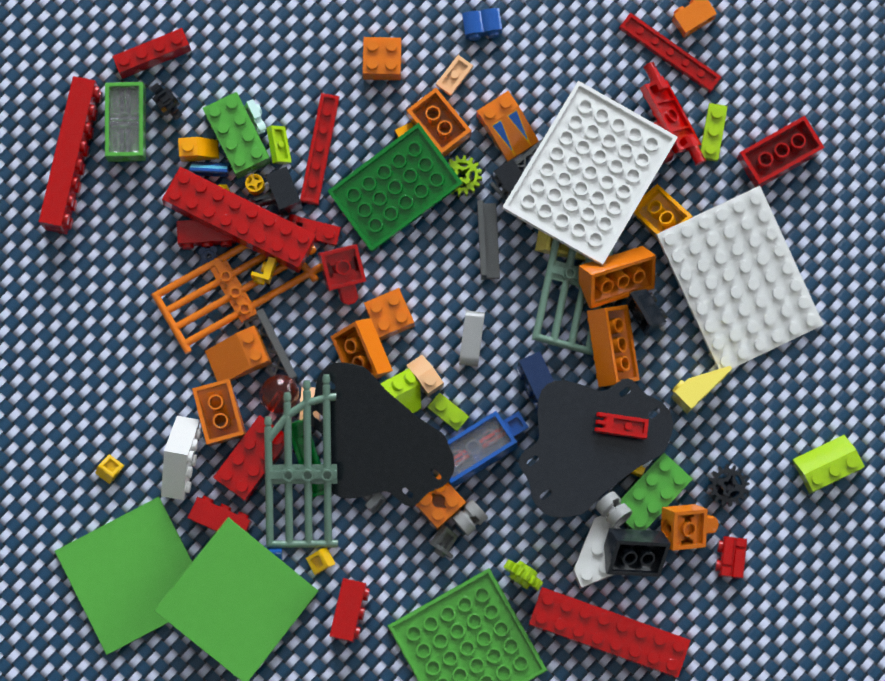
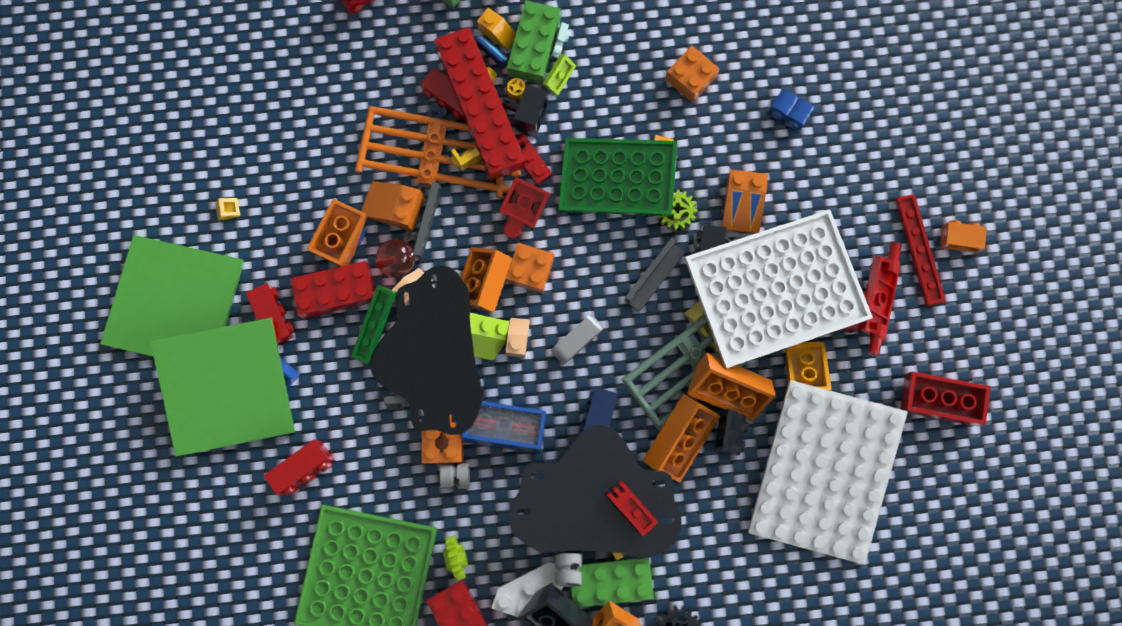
camera: 40 degrees right, 0 degrees up
(180, 457) = (280, 242): white brick -> none
(300, 473) = (359, 335): sand green piece -> none
(319, 149) = (587, 103): red tile -> none
(320, 560) = (317, 410): yellow slope -> none
(439, 121) = (694, 155): orange brick -> none
(443, 541) = (419, 477): dark grey bracket -> none
(448, 412) = (511, 380): lime plate -> none
(454, 75) = (736, 131): light nougat plate -> none
(516, 424) = (553, 434): blue plate -> none
(694, 389) = (714, 529): light yellow slope -> none
(713, 131) = (903, 338): lime plate -> none

